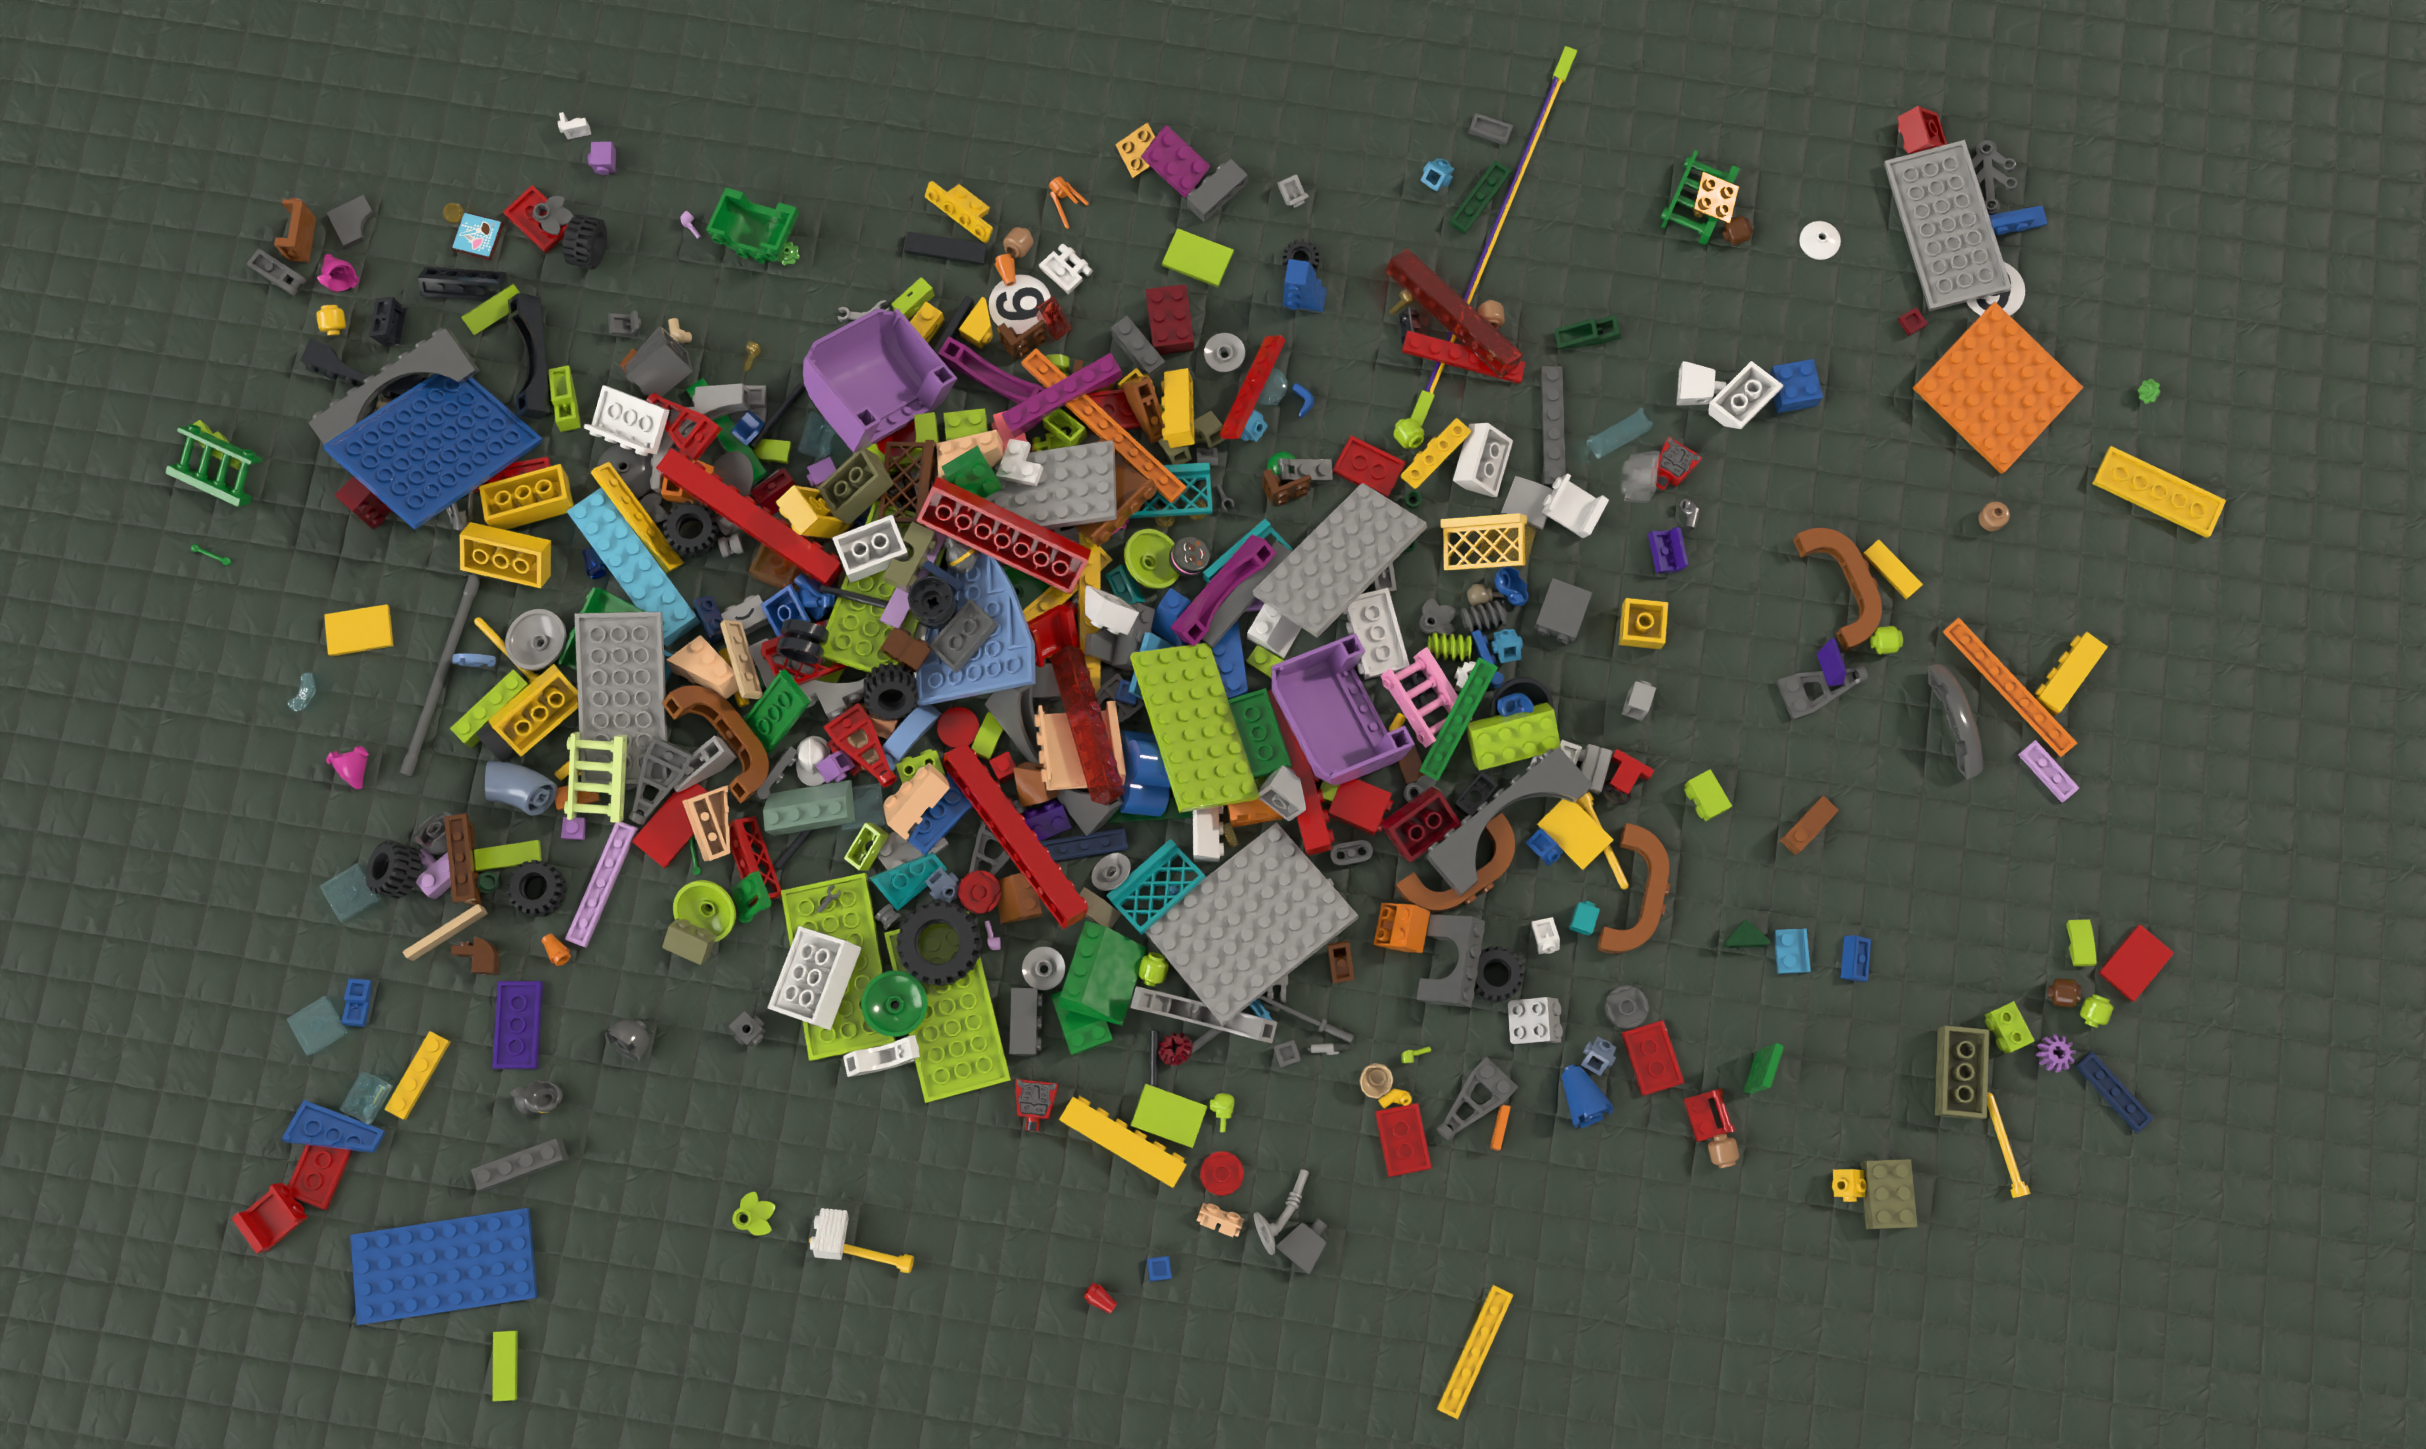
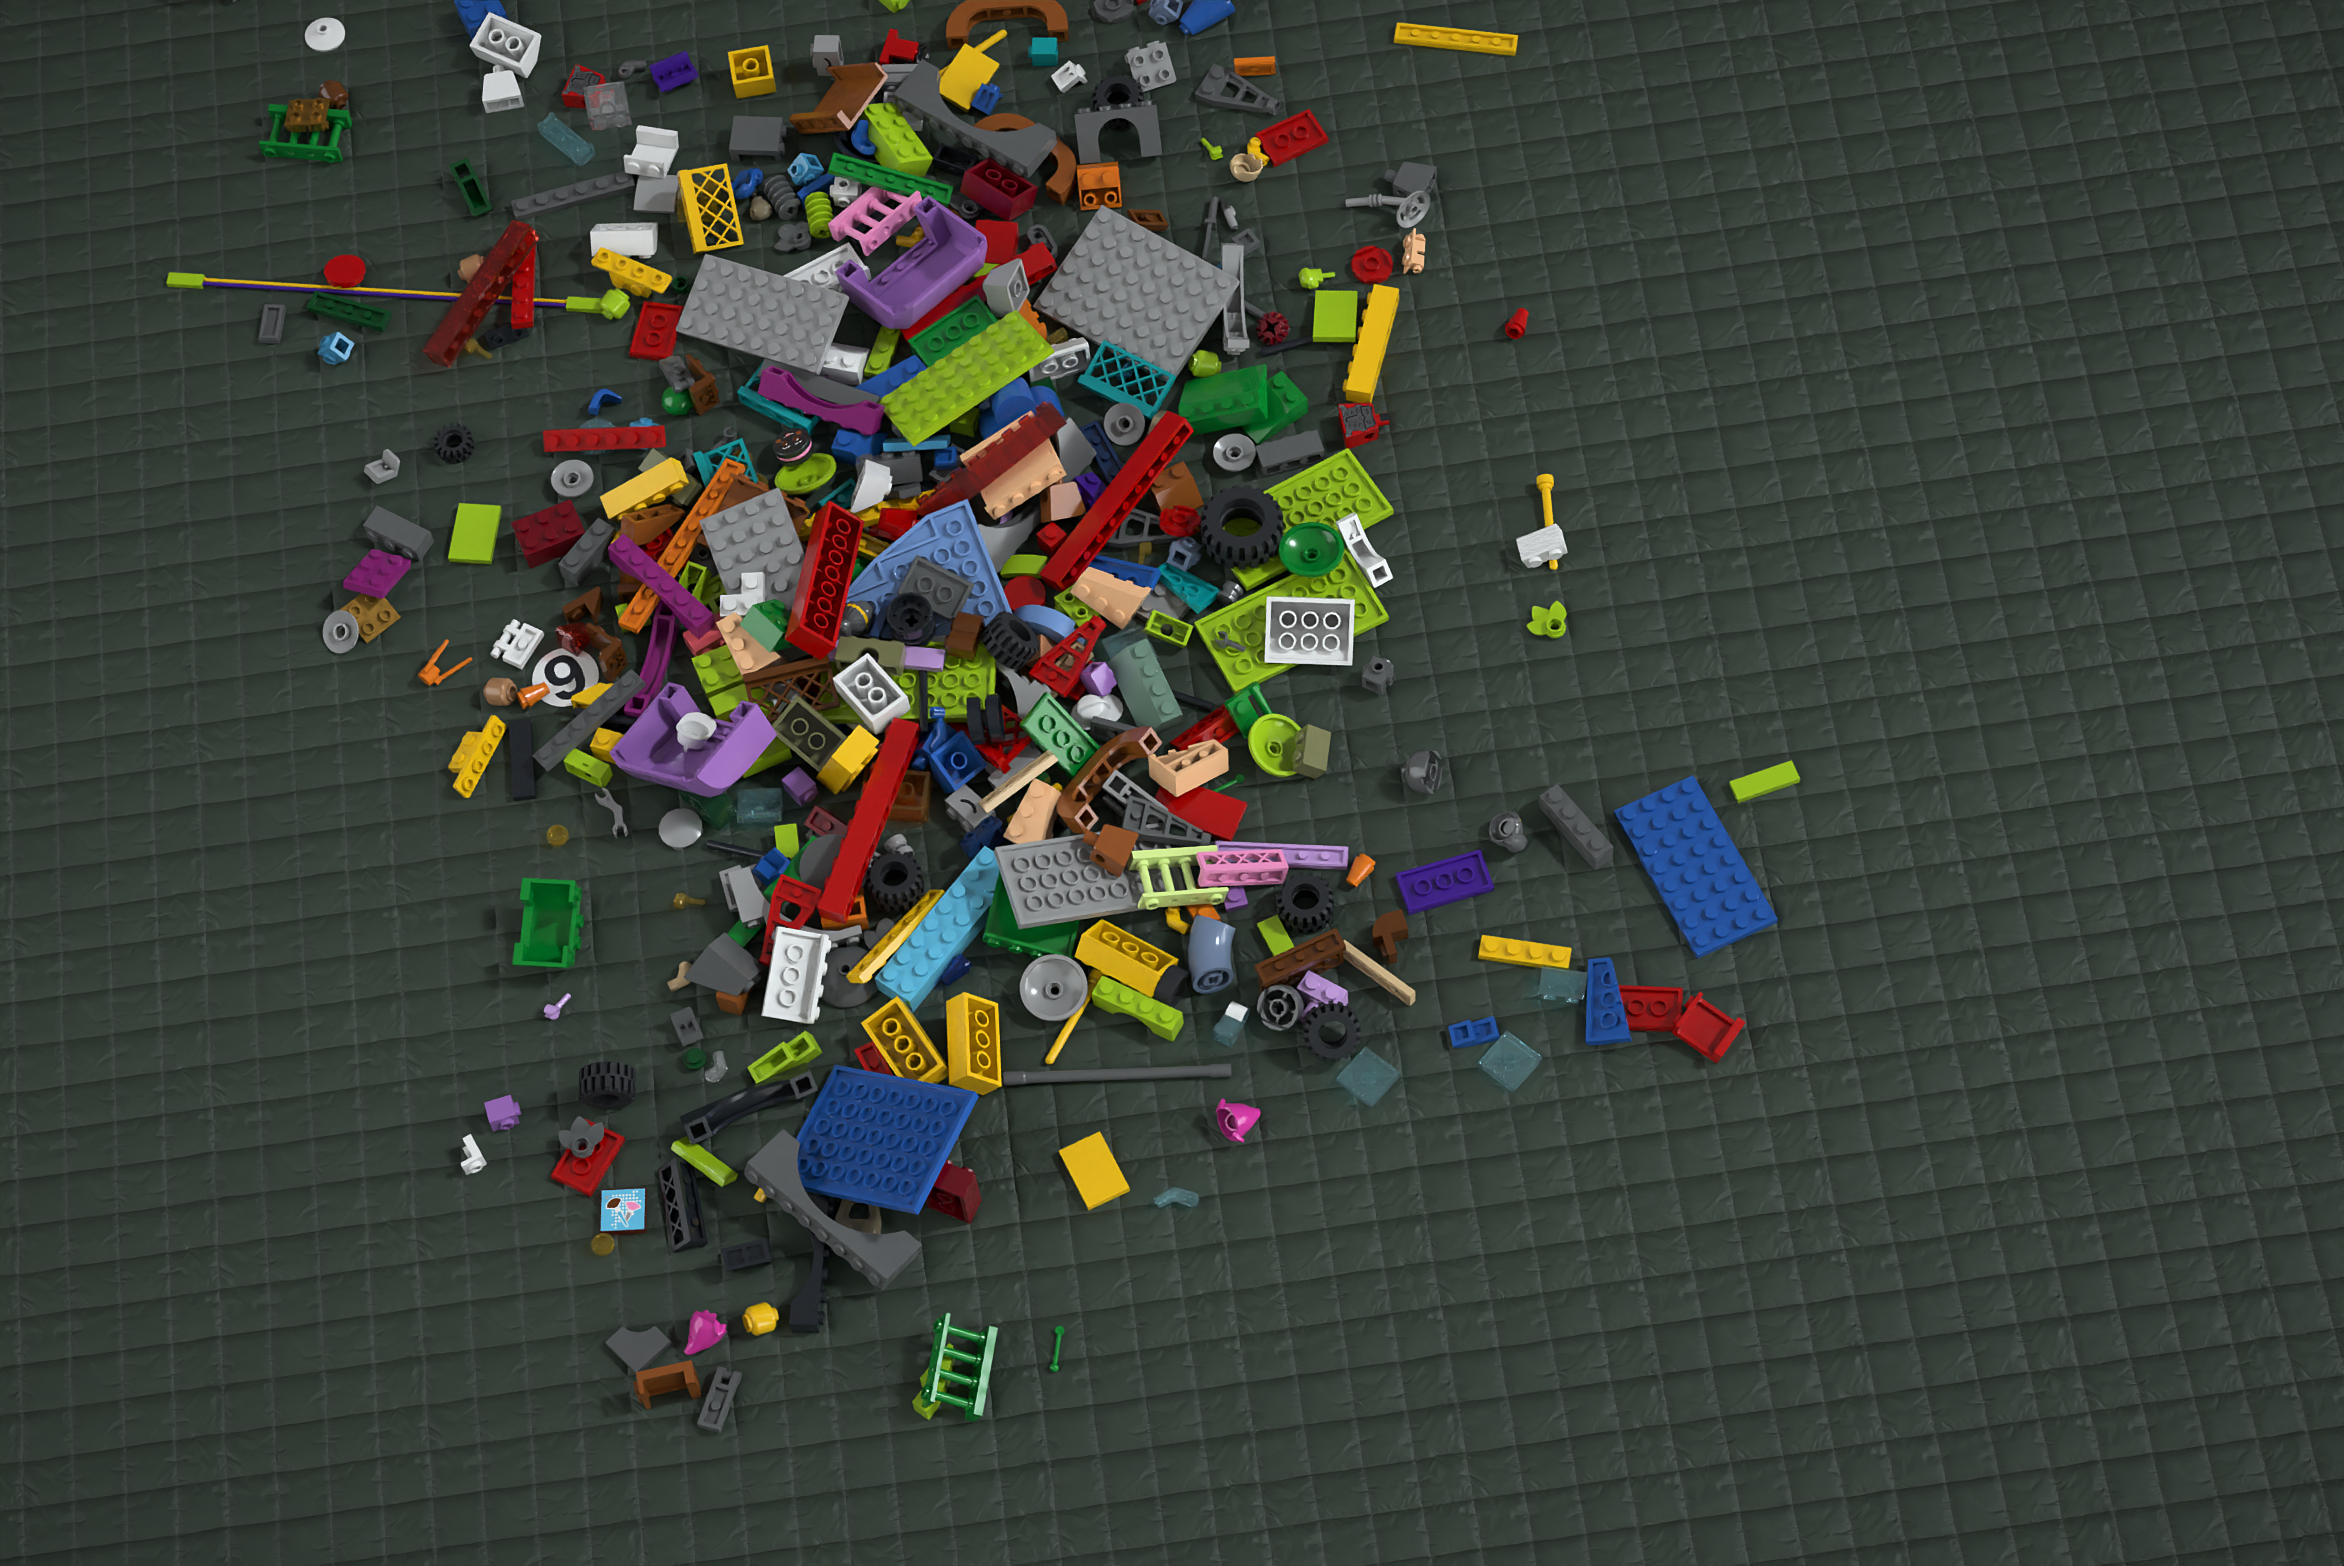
camera: 100 degrees left, 15 degrees down
(447, 787) = (1231, 1023): none -> clear light blue leg
(473, 660) = (1093, 1039): medium blue tile -> none
(577, 341) = (718, 1070): none -> clear arm
(580, 839) = (1243, 871): none -> bright pink fence
(595, 325) = (694, 1059): none -> dark green plate
(637, 722) = (1111, 847): none -> dark orange torso
(857, 261) = (557, 835): none -> clear yellow plate
(904, 392) = (695, 730): none -> white piece
(950, 306) = (589, 720): none -> dark grey plate
(968, 851) = (1145, 549): none -> clear yellow hand
(1081, 337) = (587, 603): none -> reddish brown slope
(1128, 121) = (340, 631): none -> light grey dish
(1159, 1268) = (1474, 288): blue tile -> none
(1302, 287) = (488, 425): blue wedge -> none
(1527, 202) = (345, 271): none -> red tile
(1571, 698) = (845, 99): none -> dark orange panel

